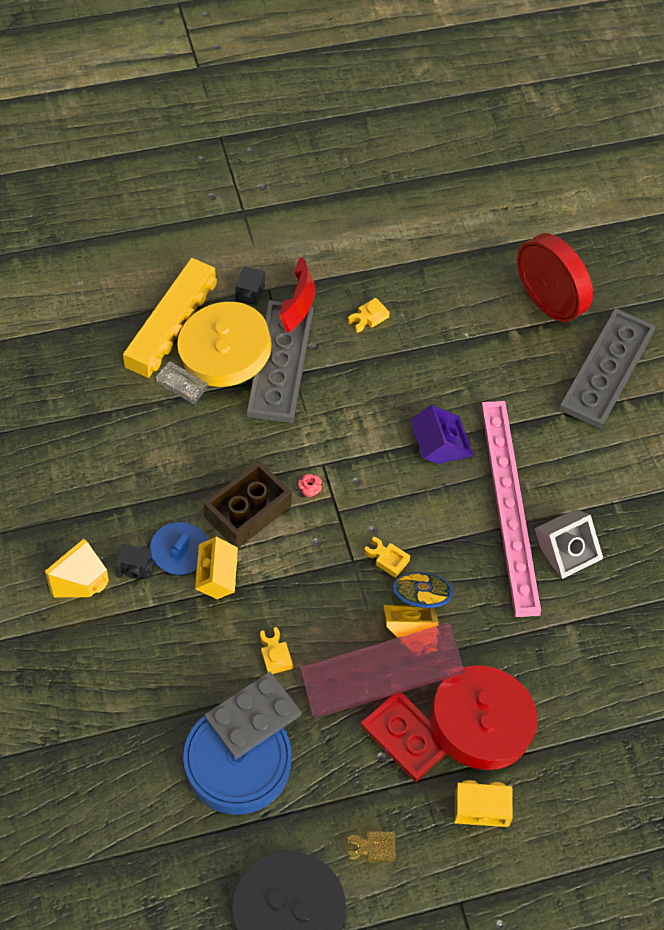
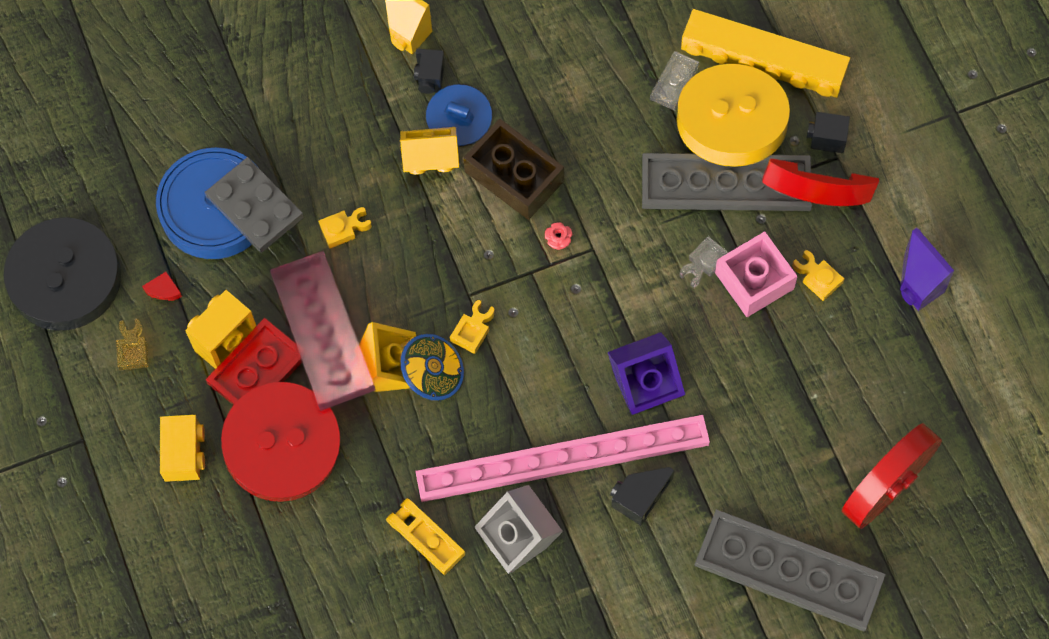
camera: 90 degrees right, 10 degrees up
(315, 816) = (162, 288): none -> red tile
(347, 382) = (704, 260): none -> clear plate
(369, 348) = (755, 274): none -> bright pink brick
(374, 755) = (220, 328): none -> yellow brick
(380, 244) = (923, 272): none -> dark purple slope
(544, 453) = (640, 493): none -> black slope
(571, 613) = (426, 537): none -> yellow plate

